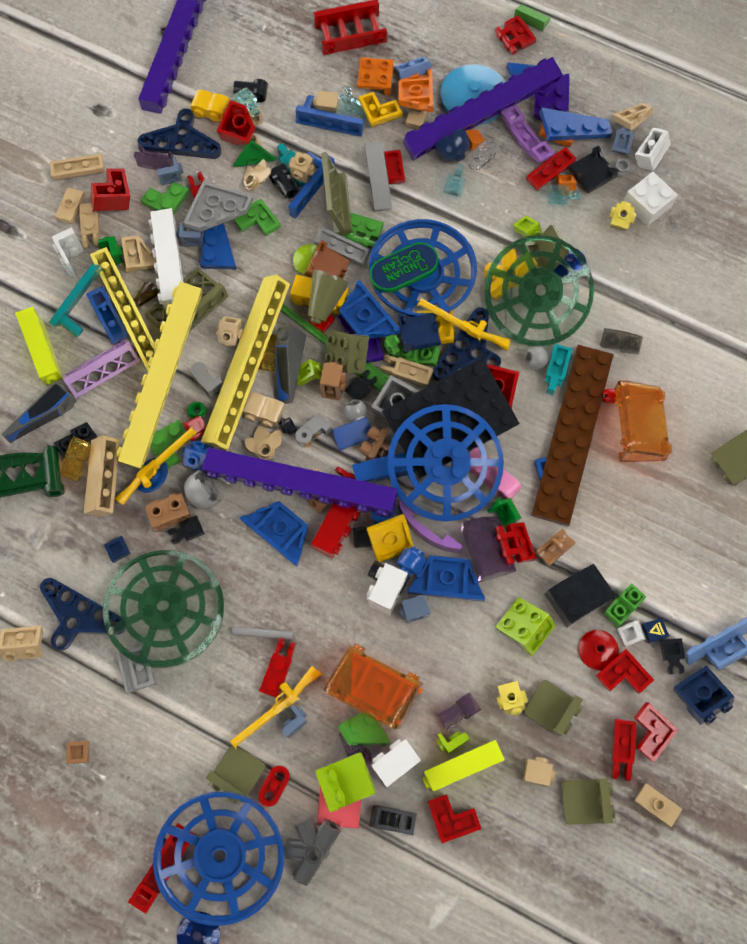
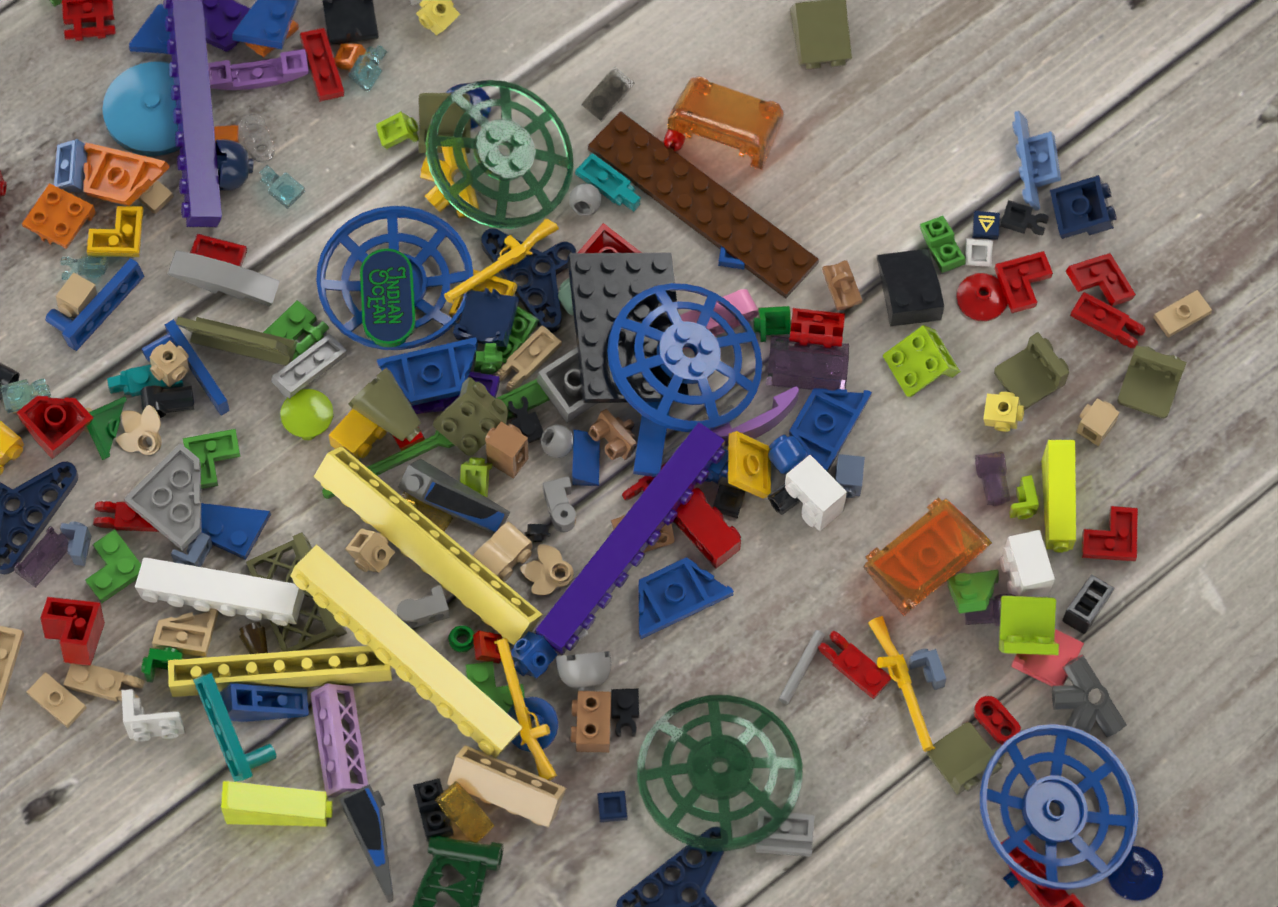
camera: 70 degrees left, 5 degrees down
(327, 261) = (329, 392): dark orange piece -> none

